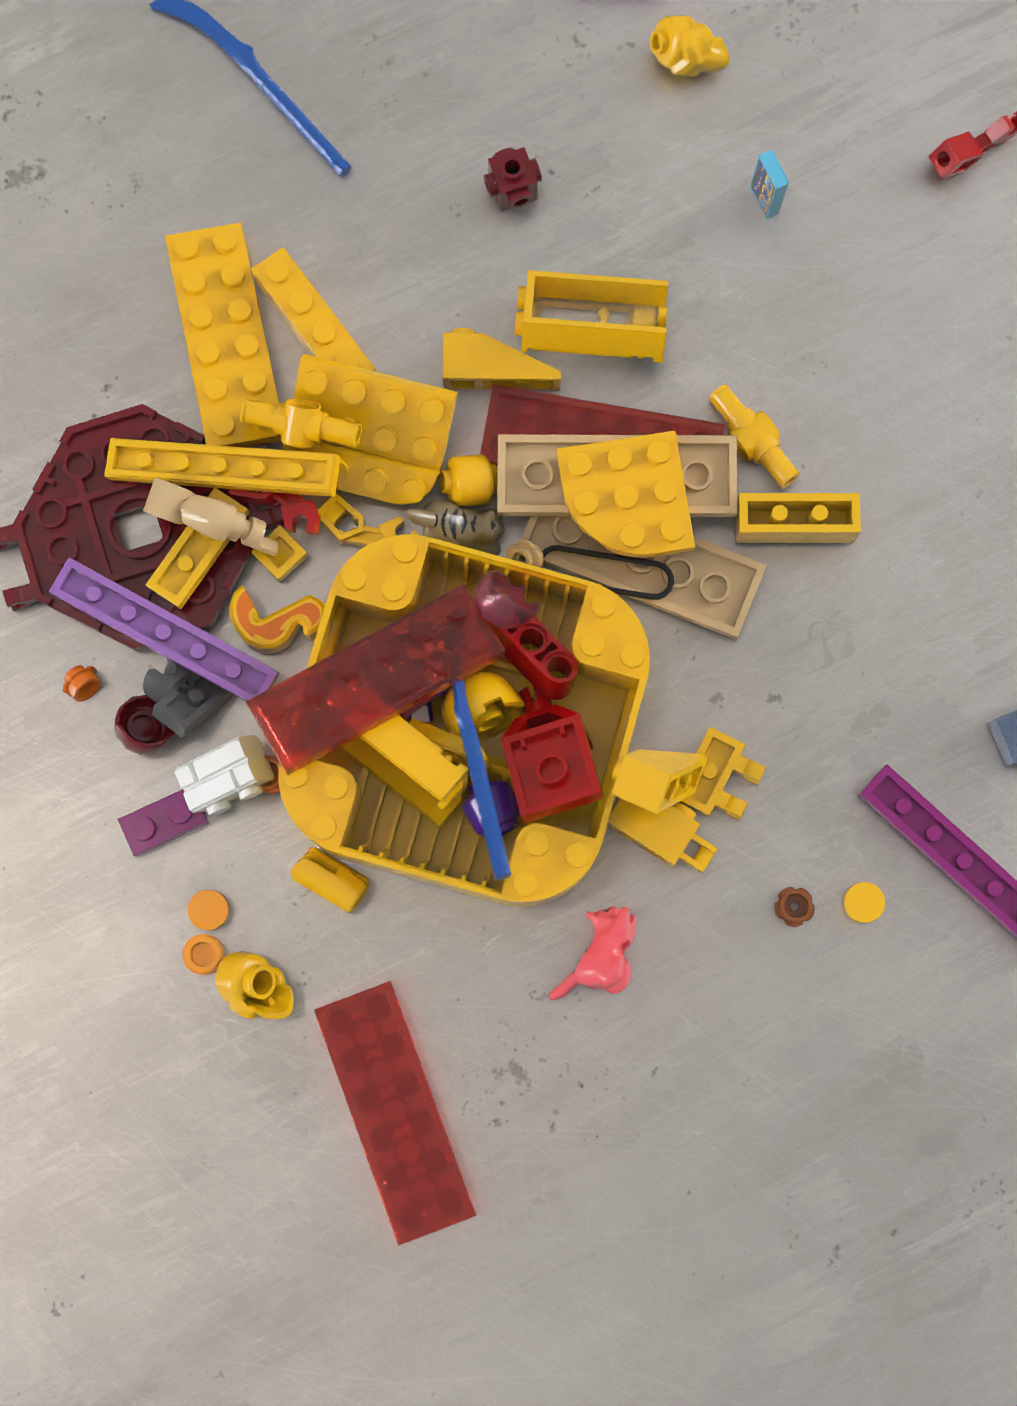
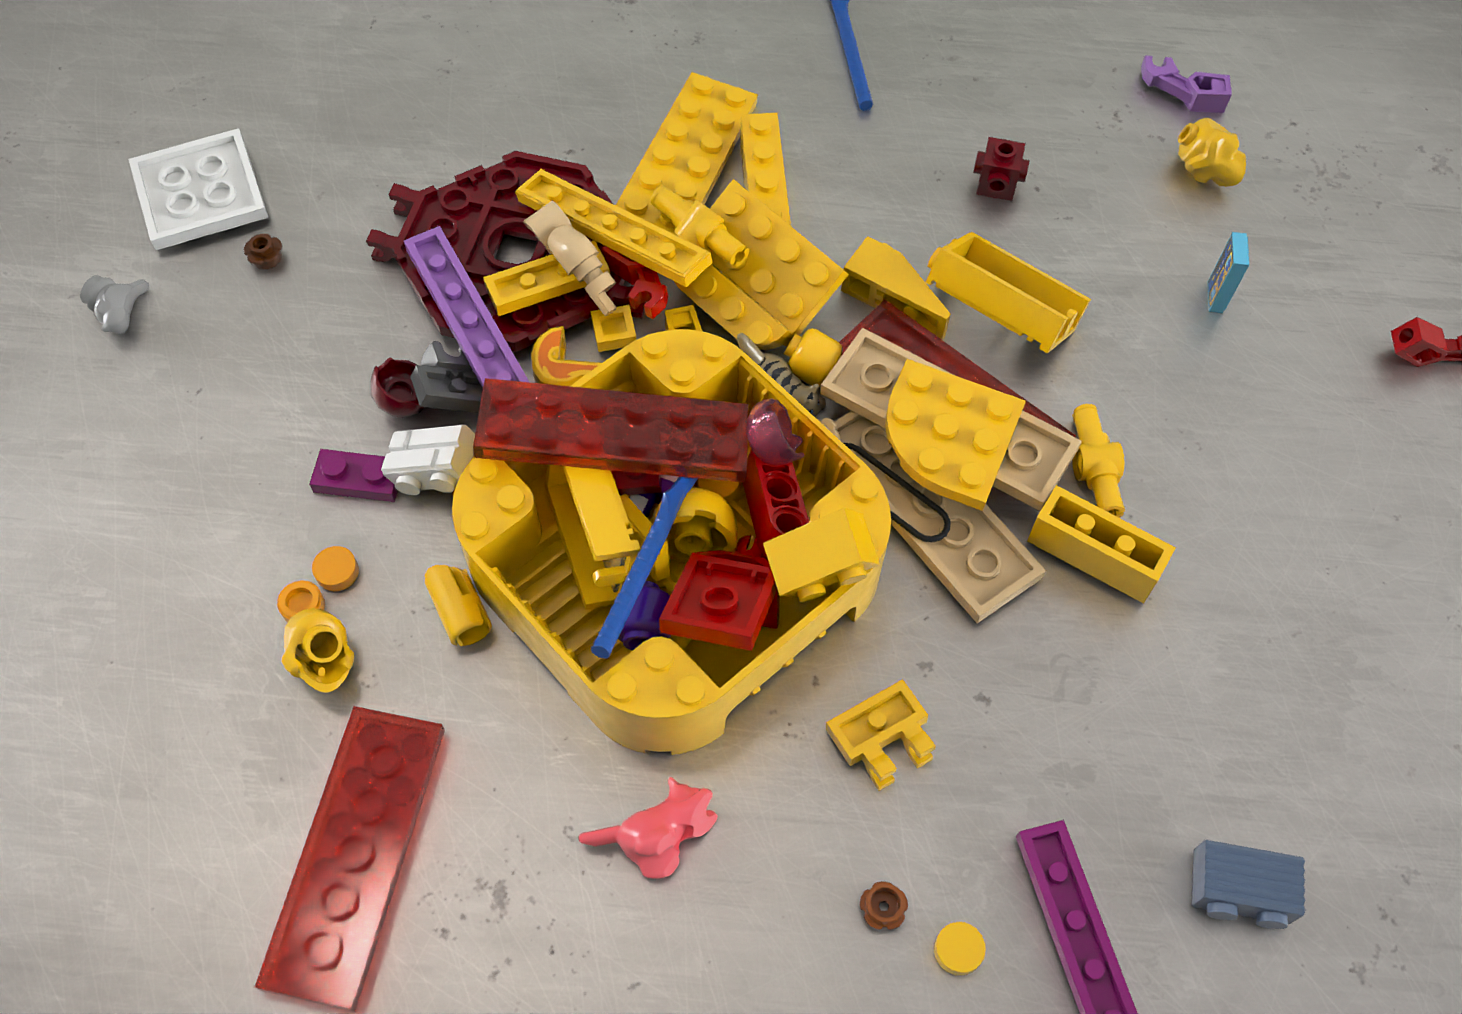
camera: 30 degrees right, 20 degrees down
(81, 682) = (378, 332): orange plate -> none
(608, 687) = (821, 554): none -> yellow brick
(657, 777) = (820, 672): yellow slope -> none
(662, 834) = (794, 741): yellow brick -> none

